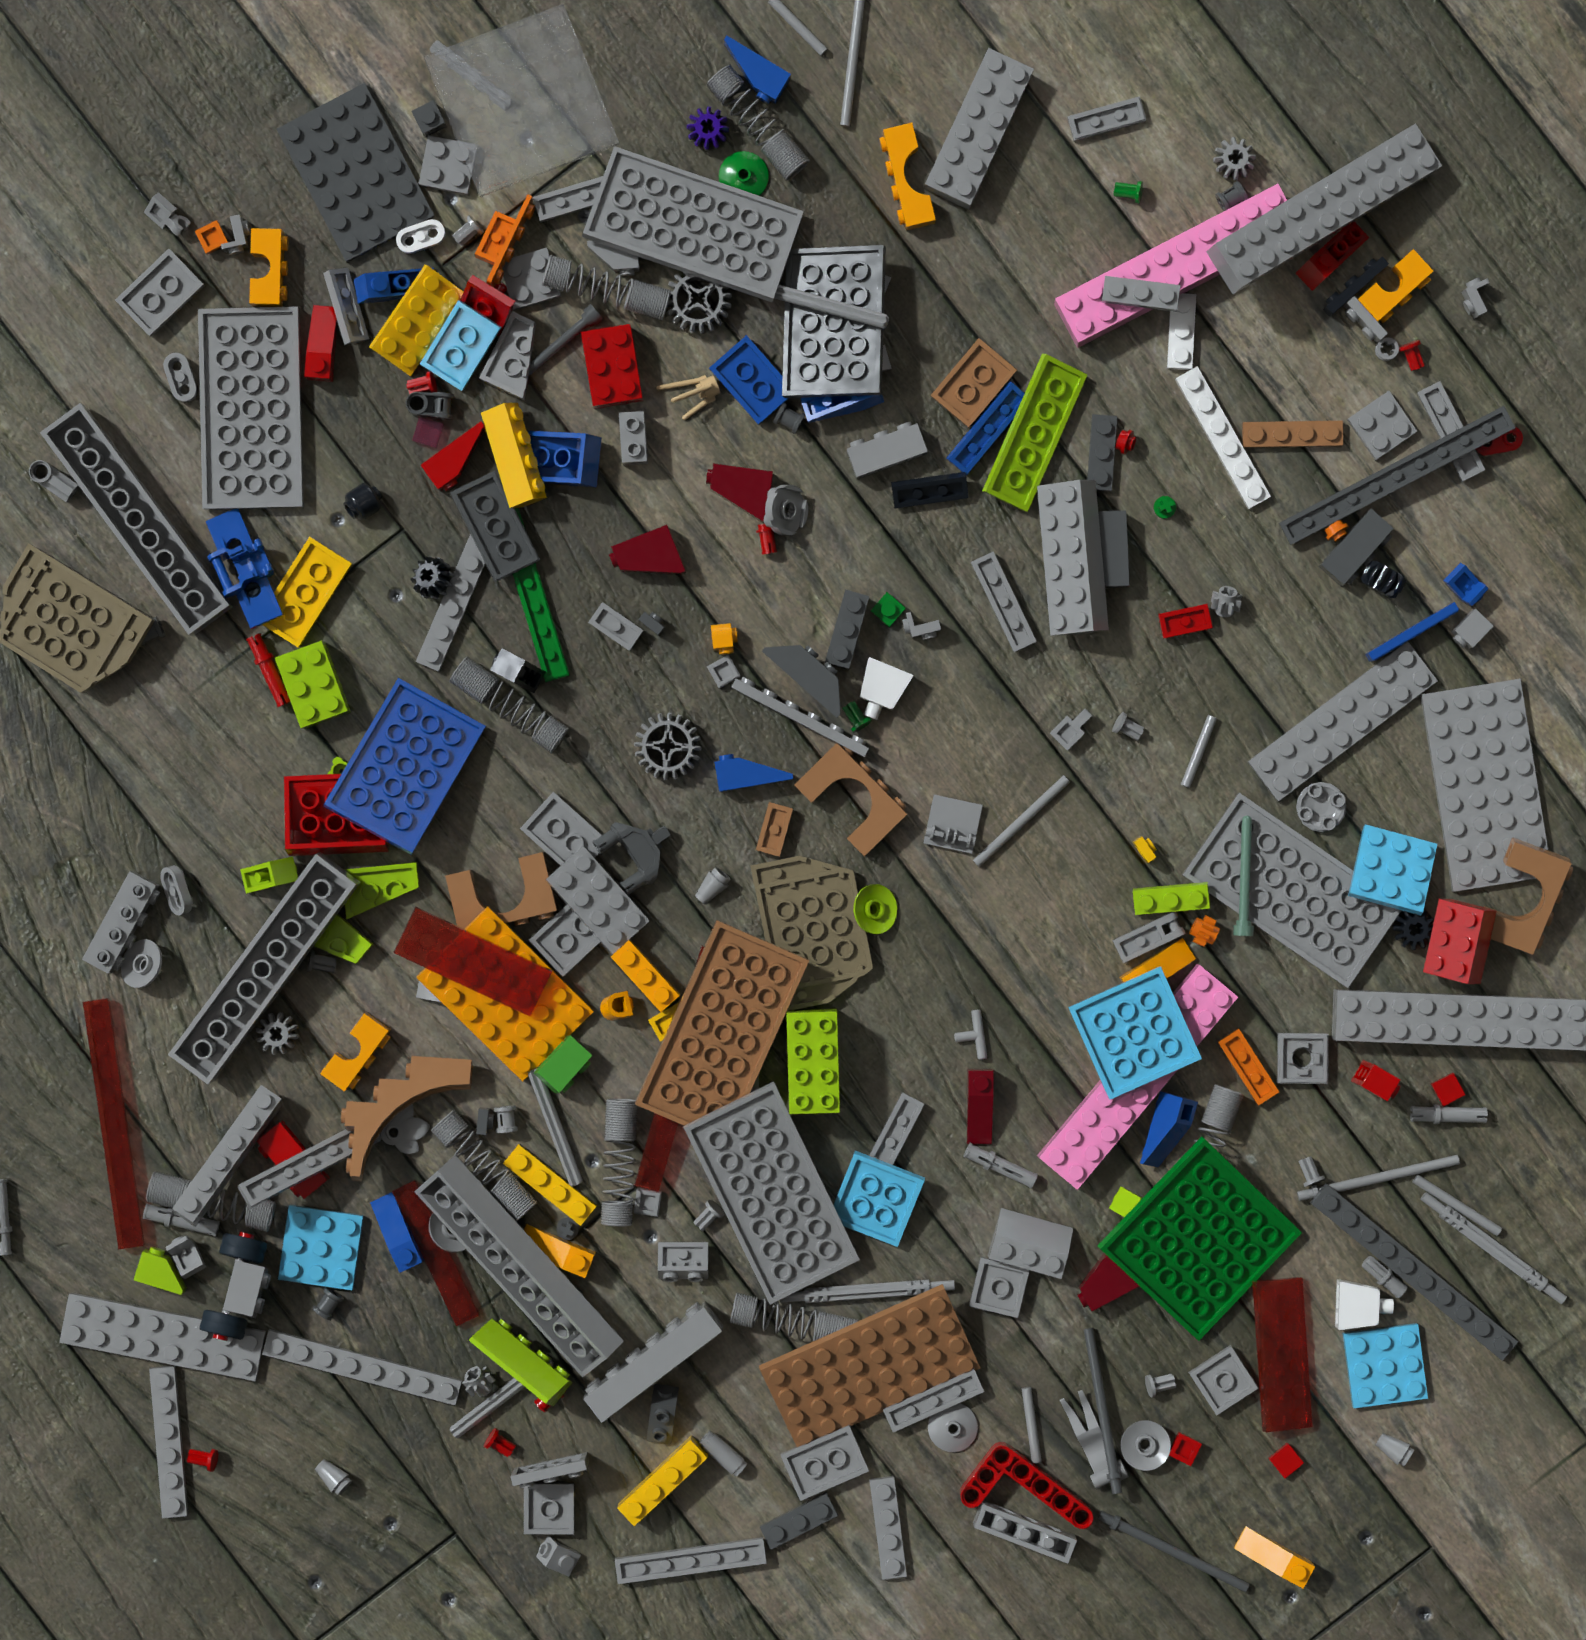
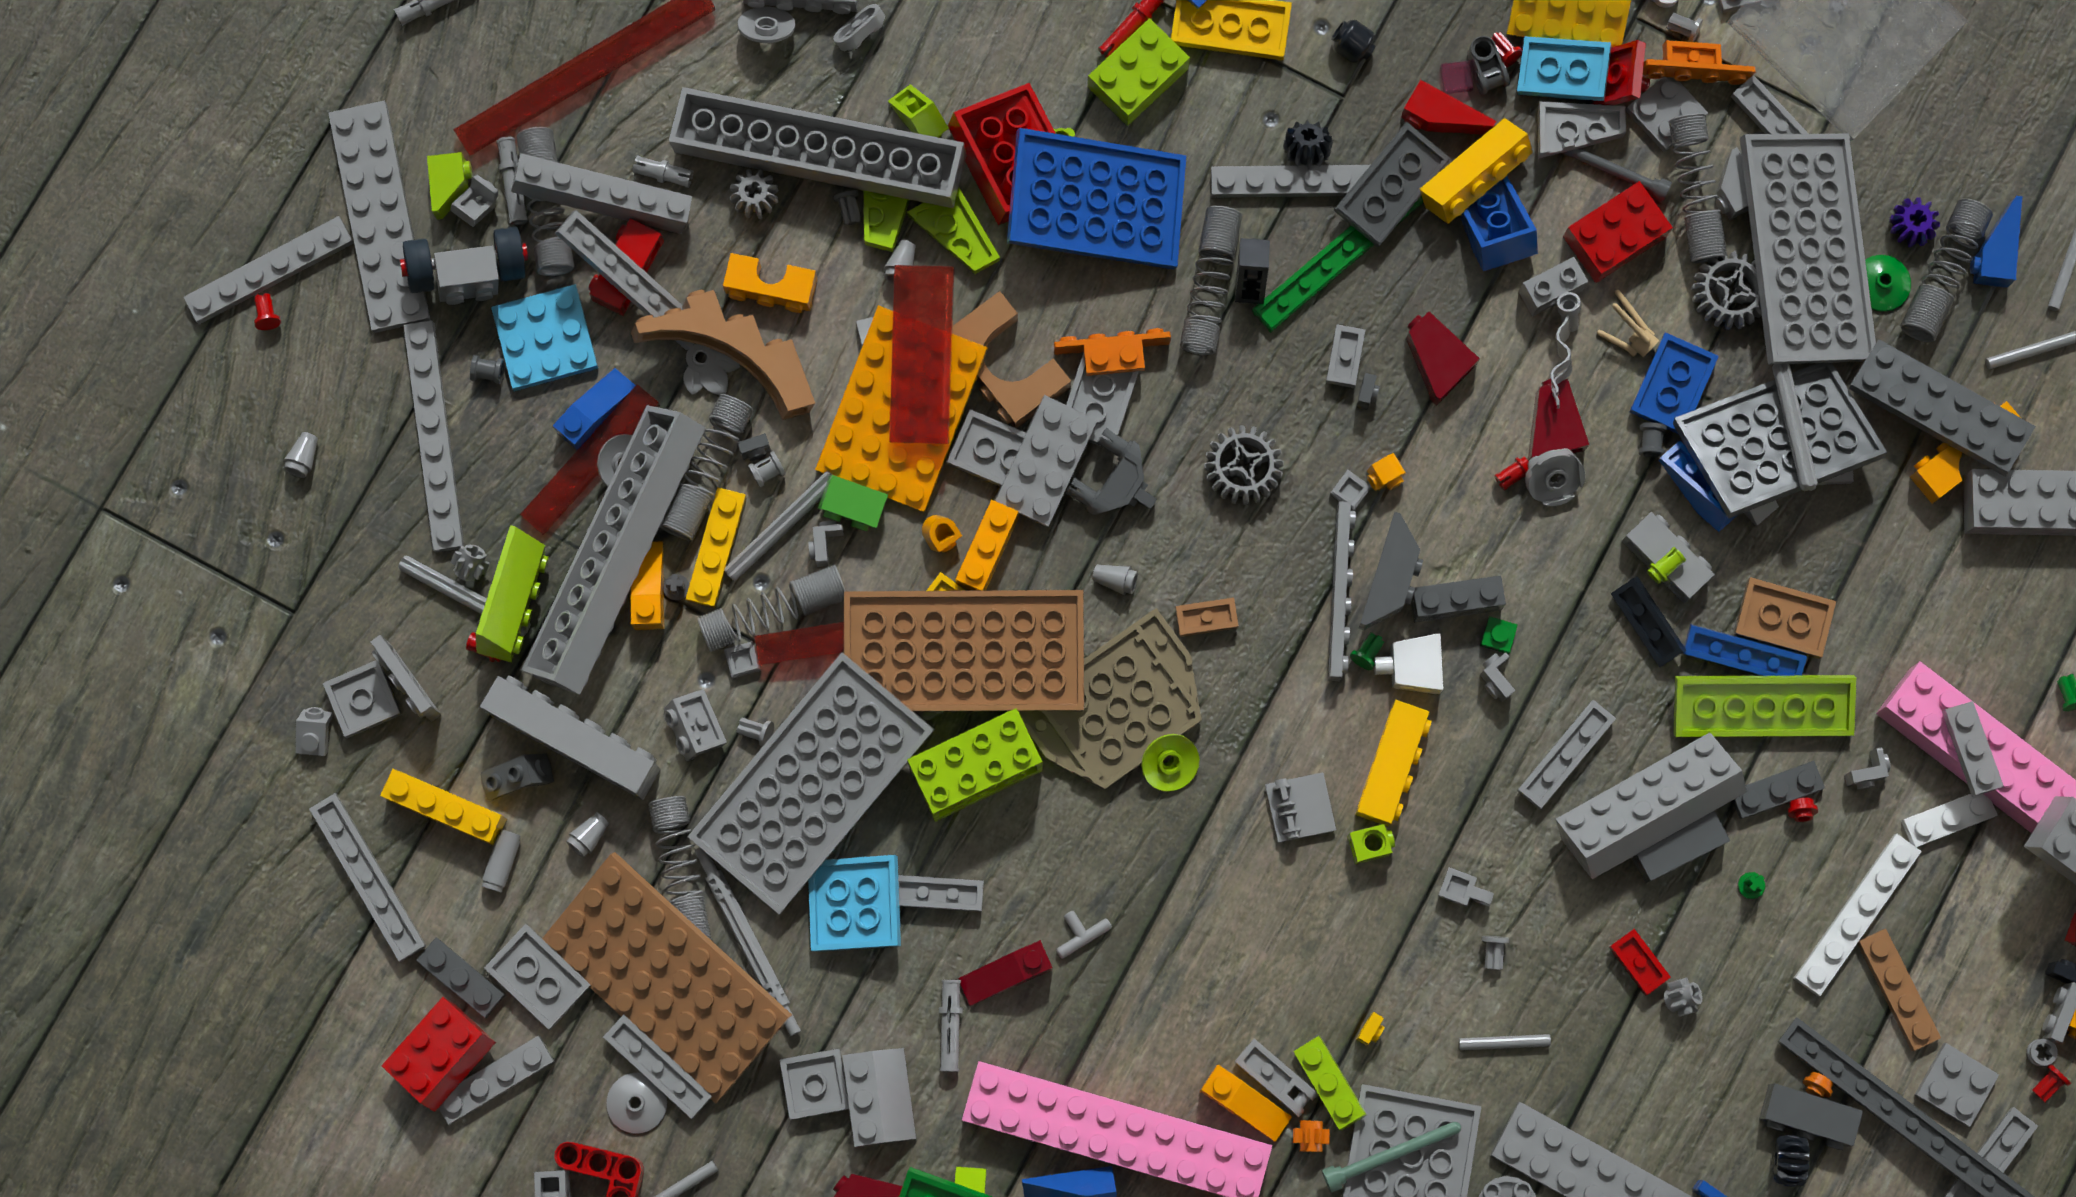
camera: 70 degrees right, 10 degrees down
(226, 1097) = (663, 171): none -> light grey pin
(383, 941) = (902, 255): none -> light grey cone
(499, 1443) = (411, 615): red piece -> none
(534, 809) = (1114, 353): none -> orange bracket
(585, 1105) = (818, 548): none -> light grey bracket
(658, 435) = (1569, 308): none -> light grey flag
(732, 1379) = (587, 835): none -> light grey cone
(742, 773) = (1251, 557): blue slope -> none
(851, 1562) = (438, 1054): none -> red brick
(866, 183) = (1942, 407): none -> dark grey plate
(884, 811) = (1280, 726): medium nougat arch -> none
(894, 458) = (1666, 565): none -> lime pin
(951, 739) = (1392, 763): none -> yellow brick
(1010, 794) = (1359, 850): none -> lime brick
(1021, 821) = (1338, 880): light grey piece -> none
(1123, 381) = (1865, 777): none -> light grey bracket
(1134, 1033) = (1165, 1104): medium azure plate -> none

